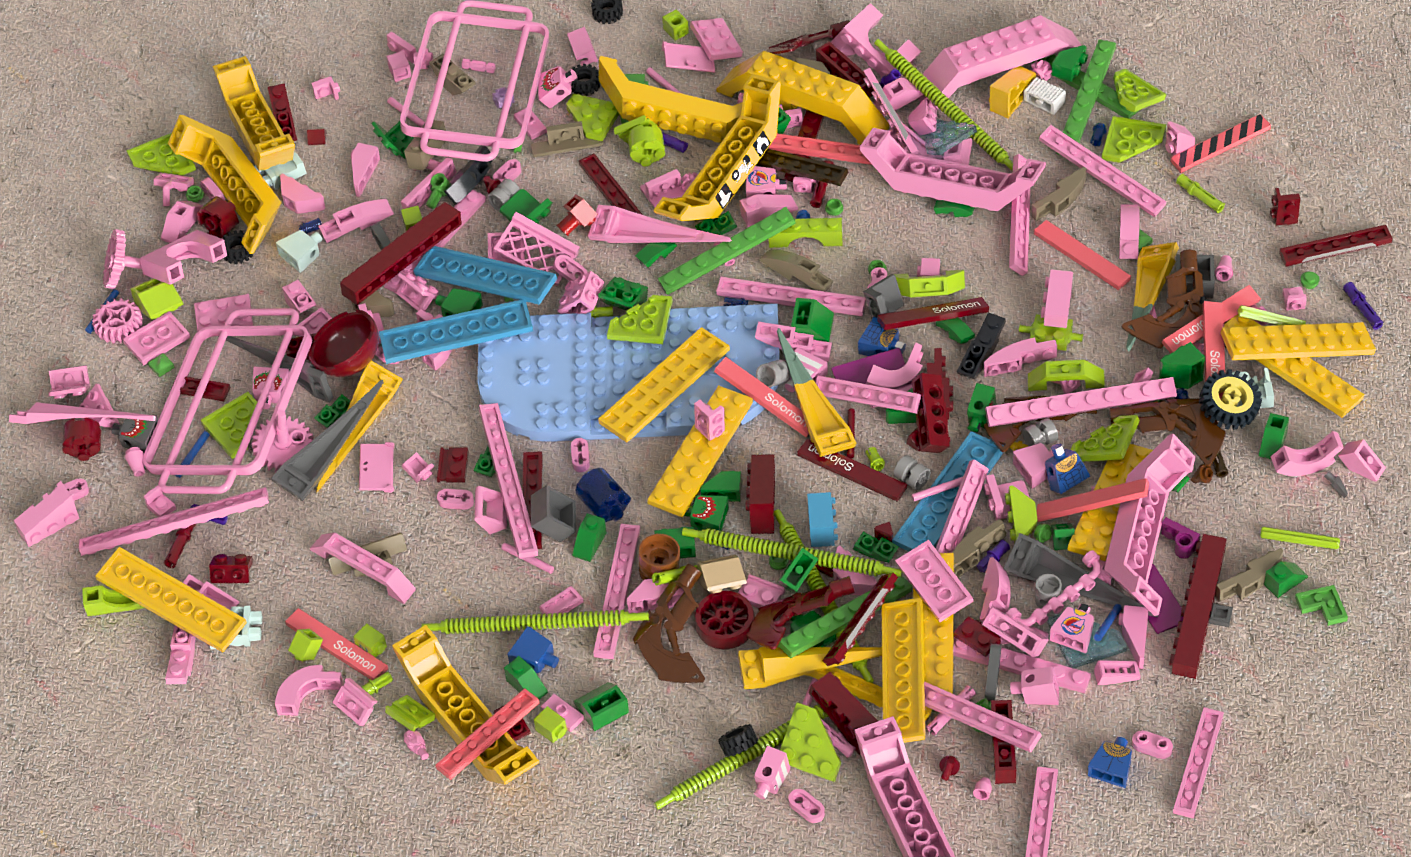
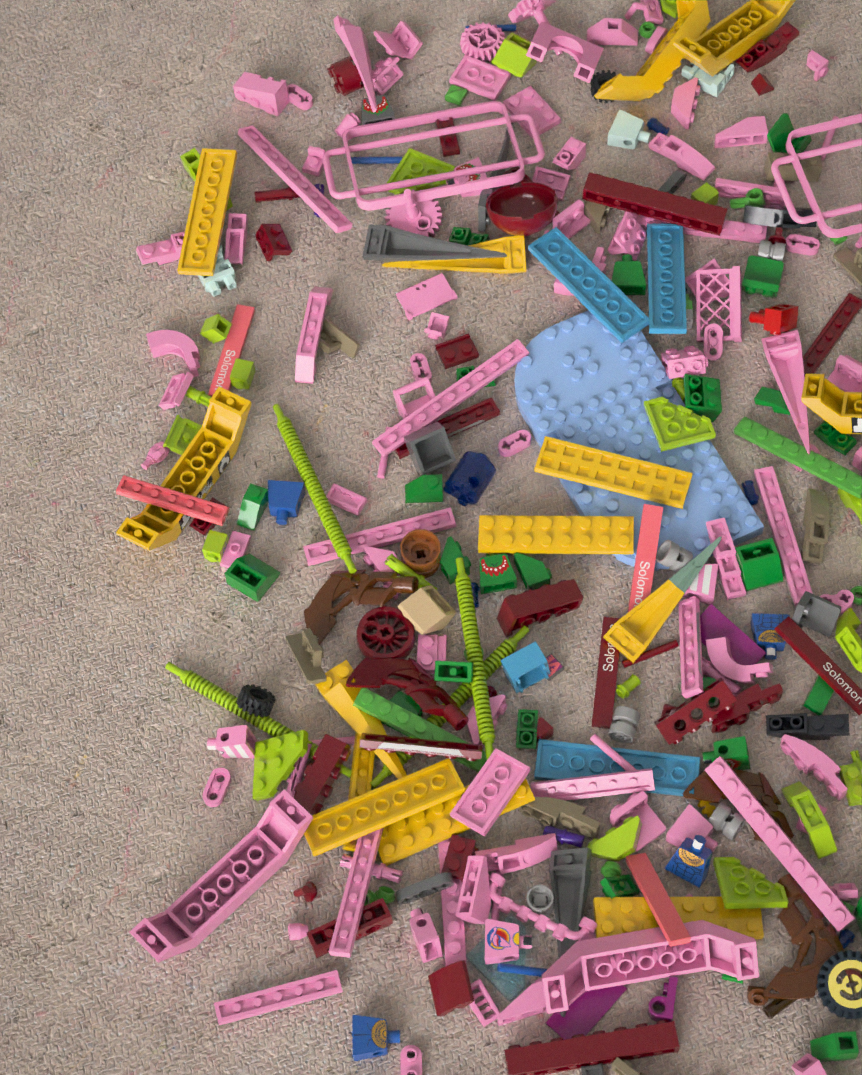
camera: 65 degrees right, 10 degrees up
(218, 217) = (625, 56): dark red brick -> none
(709, 421) = (575, 524): bright pink bracket -> none
(715, 678) = (307, 655): none -> dark tan bracket
(1097, 684) = (451, 988): none -> dark red slope

